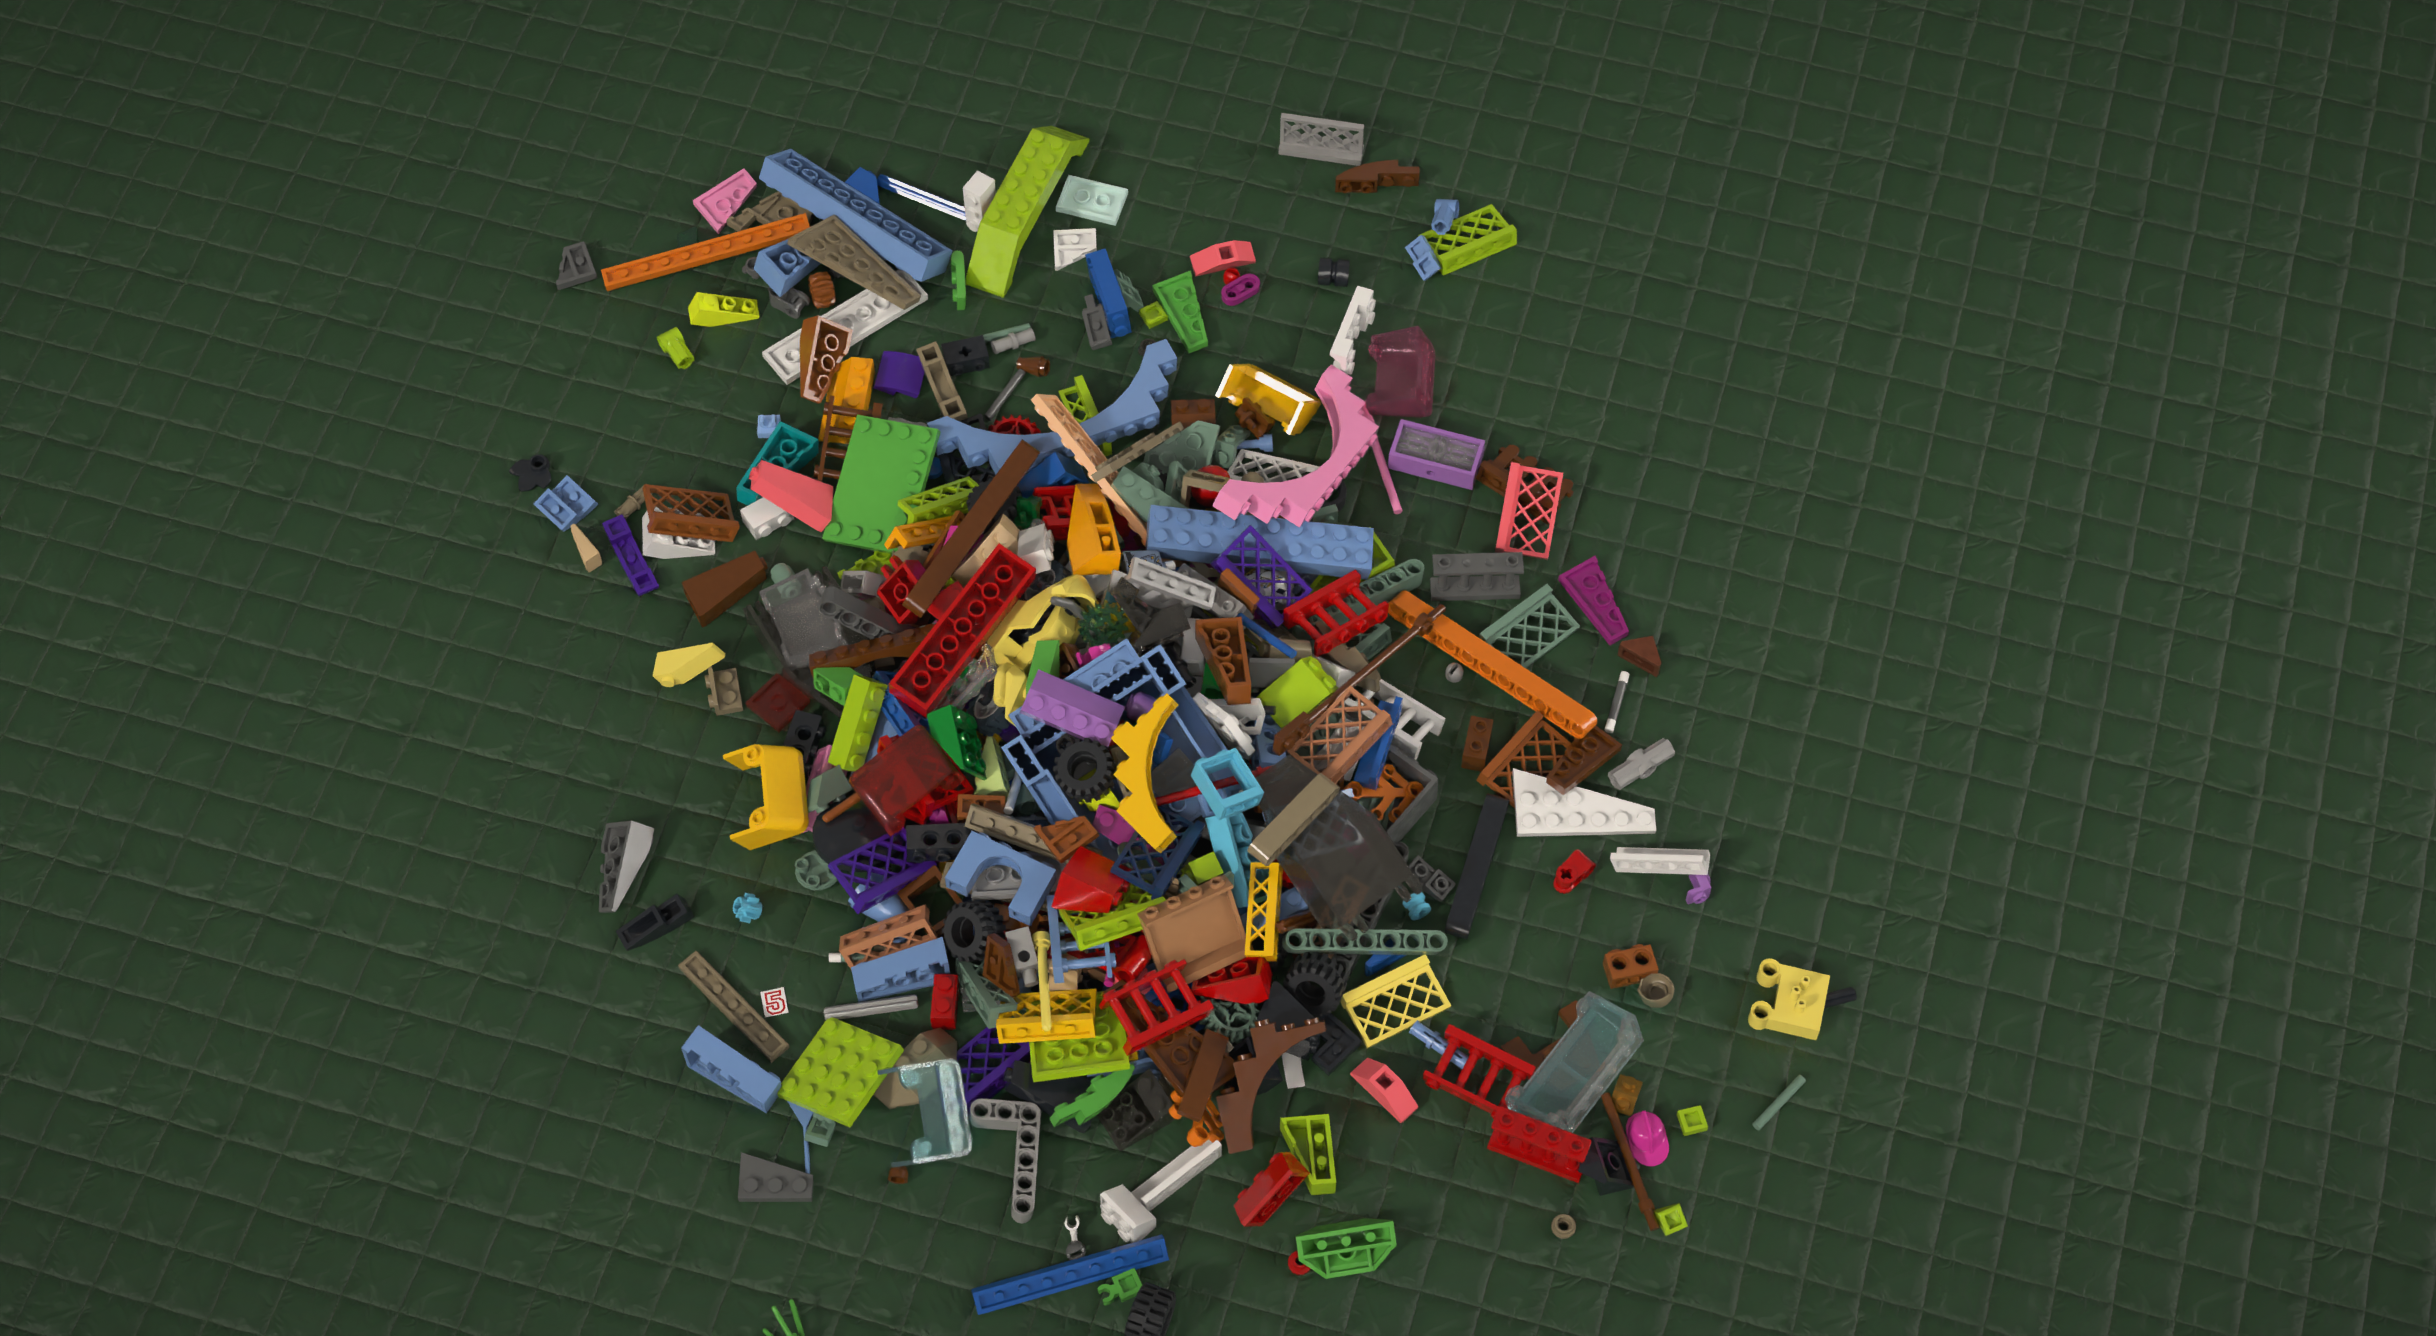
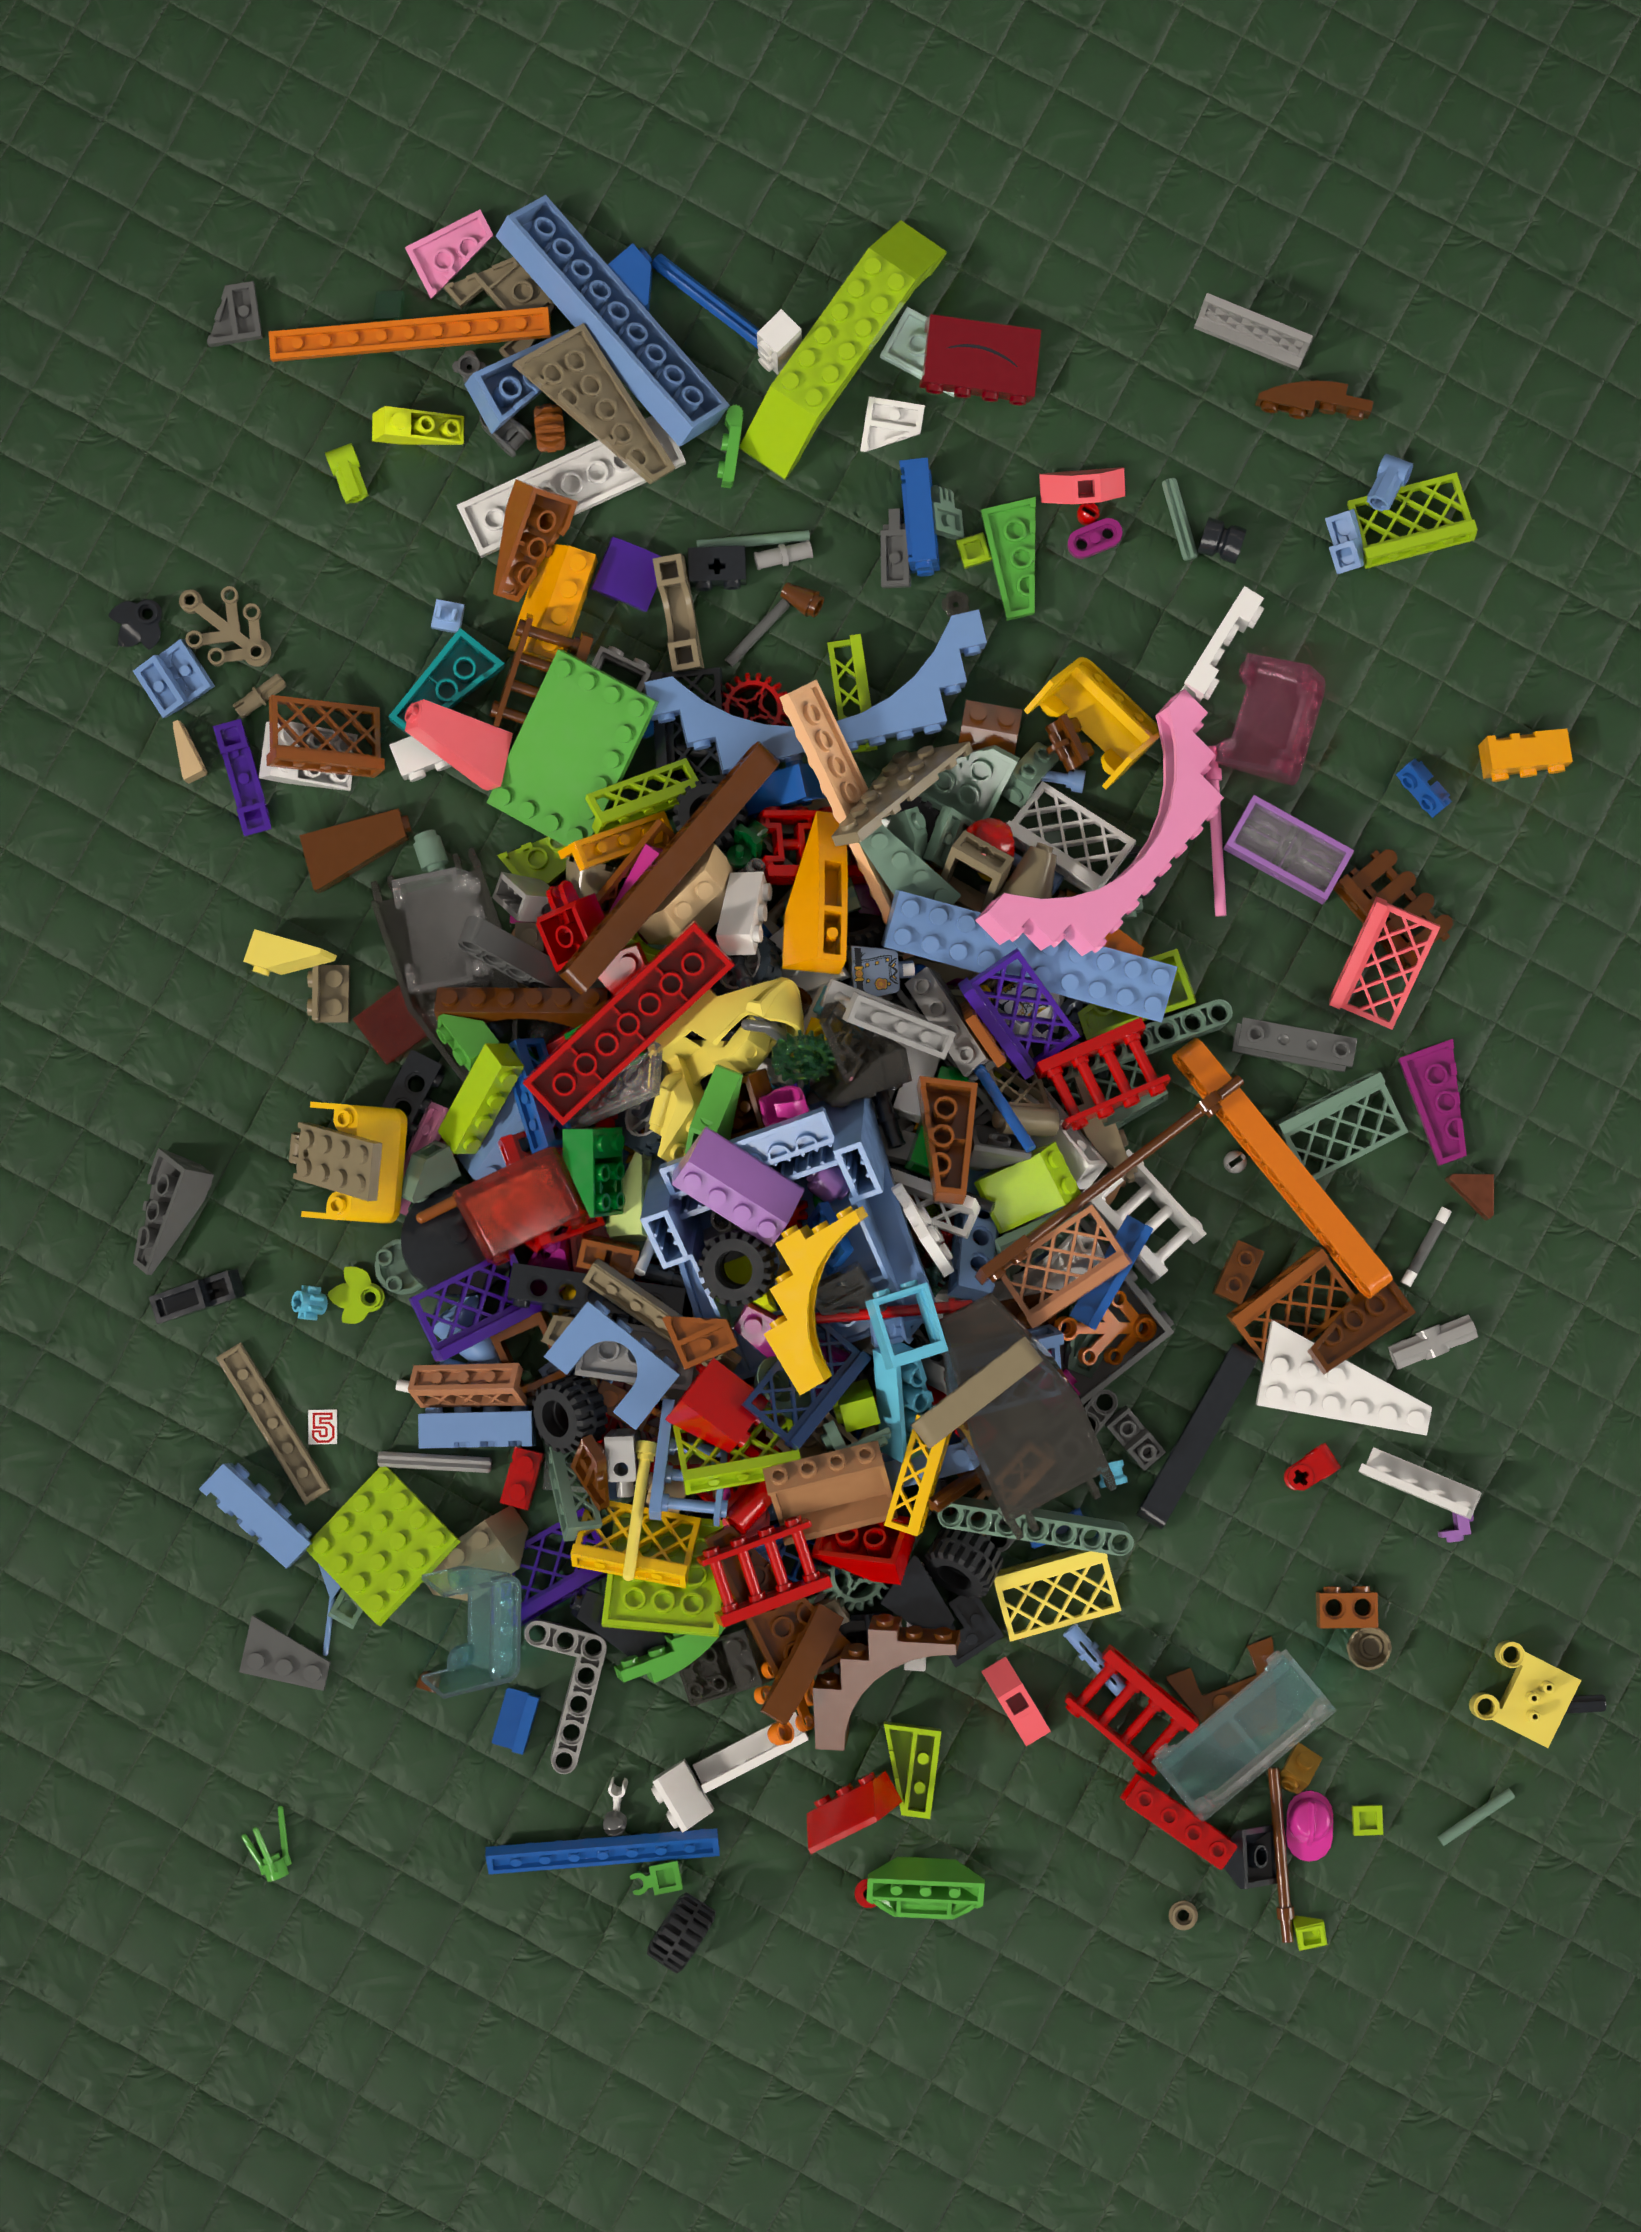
camera: 15 degrees right, 25 degrees up
(601, 465) = (228, 631): none -> dark tan plant
(751, 786) = (336, 1160): none -> dark tan hinge
(781, 899) = (353, 1295): none -> lime plate
(977, 1189) = (516, 1720): none -> blue panel
(1129, 192) = (980, 359): none -> dark red panel
(1299, 268) = (1179, 519): none -> sand green axle
(1525, 401) = (1415, 778): none -> blue hinge
(1591, 363) = (1525, 754): none -> light orange wedge

